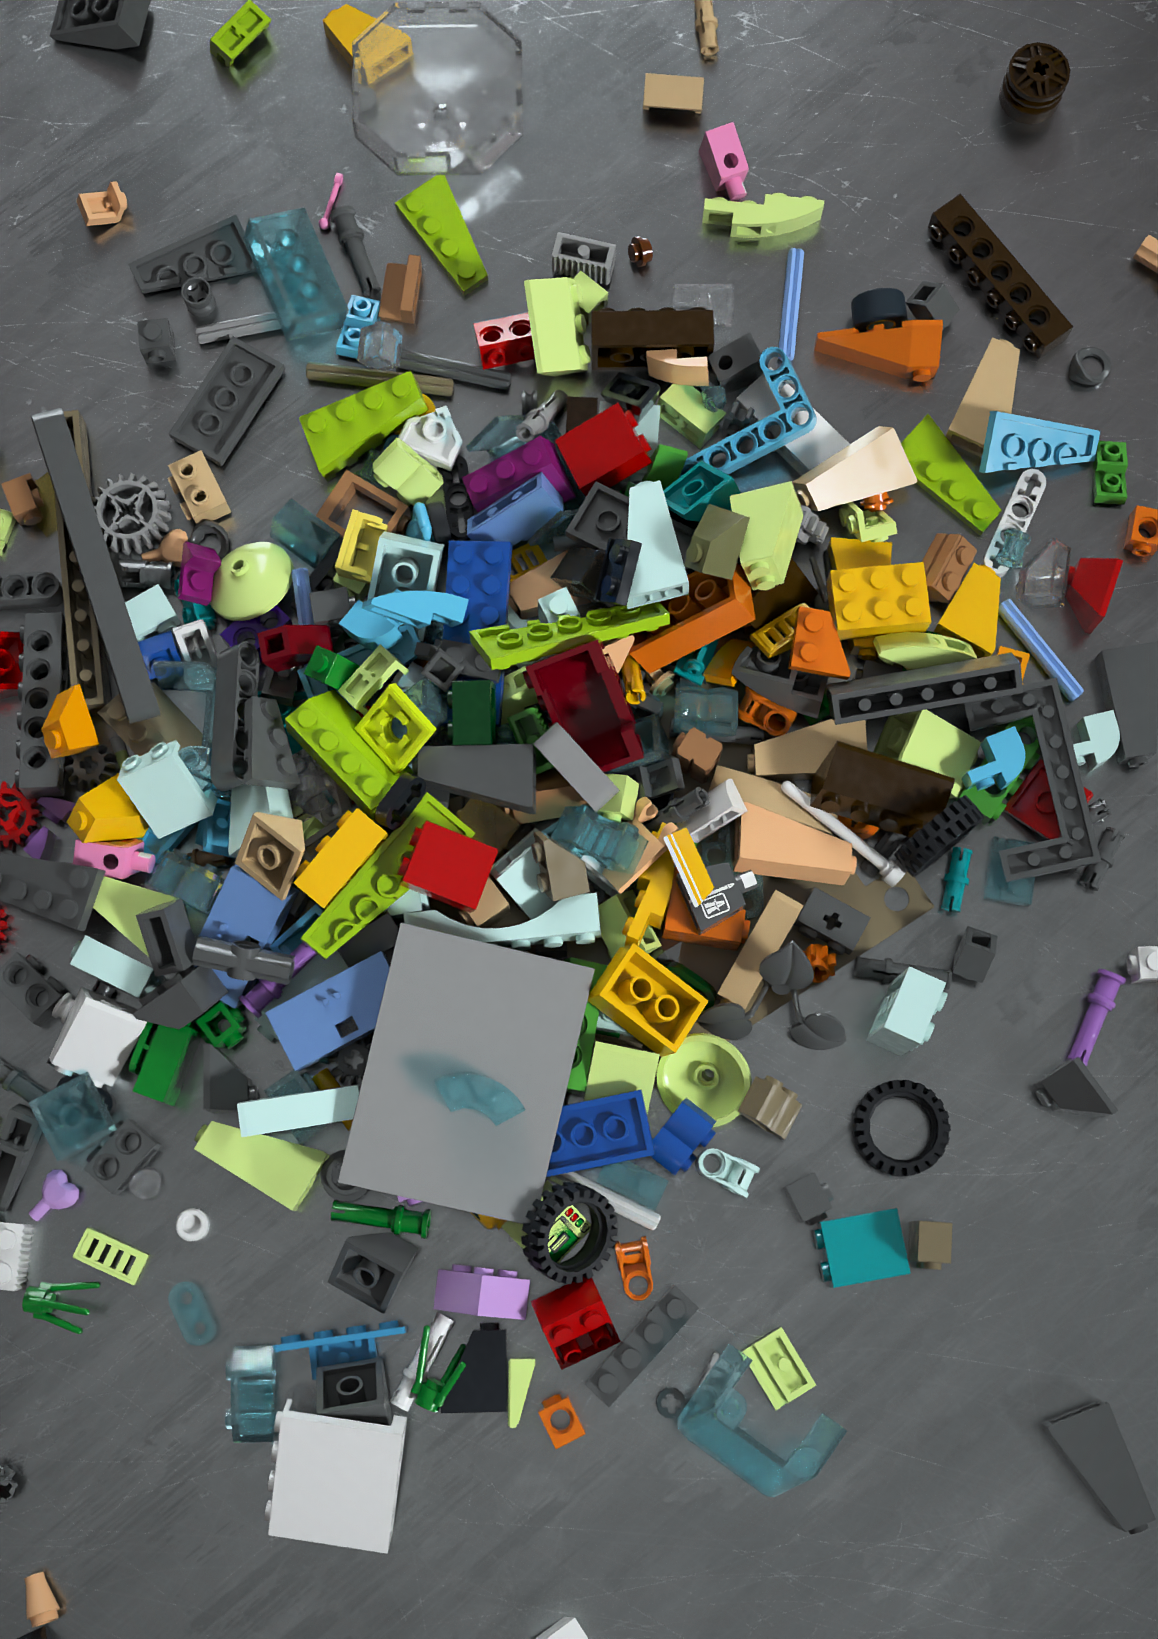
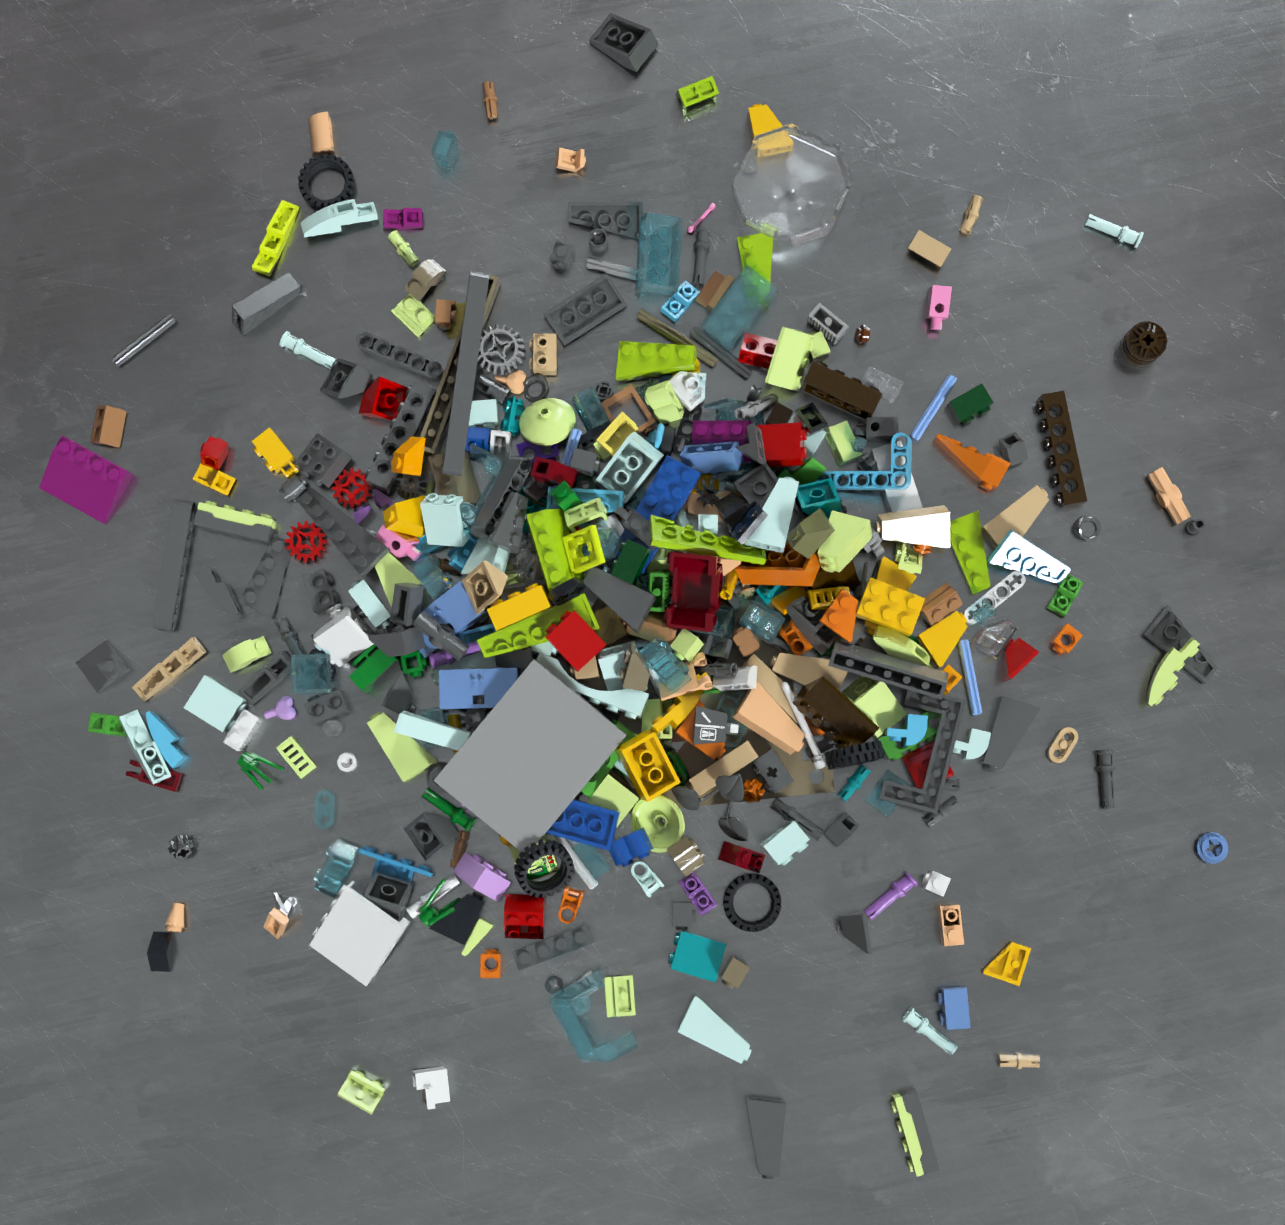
camera: 30 degrees right, 5 degrees up
(197, 573) = (520, 403): magenta slope -> none
(199, 1517) = (278, 917): none -> light nougat piece
(310, 490) = (606, 390): none -> dark grey wheel
(370, 628) = (603, 487): medium azure brick -> none
(380, 346) = (685, 320): clear brick -> none
(419, 607) = (630, 488): medium azure slope -> none
(426, 1268) = (459, 848): none -> medium nougat axle
(442, 669) = (625, 528): dark grey slope -> none
(448, 293) = (739, 308): none -> clear light blue brick
(480, 1093) = (531, 772): clear light blue brick -> none
(536, 562) = (709, 490): none -> black gear
(571, 470) = (755, 446): none -> dark grey slope
(576, 767) = (671, 620): light grey beam -> none
(682, 371) = (842, 413): light nougat slope -> none
(689, 865) = (705, 705): yellow sticker -> none
(775, 217) = (950, 351): yellowish green slope -> none
(814, 1156) = (697, 893): none -> medium lavender slope
(839, 275) = (970, 404): none -> dark green brick
(851, 1068) = (741, 857): none -> dark red slope
(879, 307) = (980, 437): black wheel -> none
(941, 1350) = (709, 1029): none -> light aqua slope

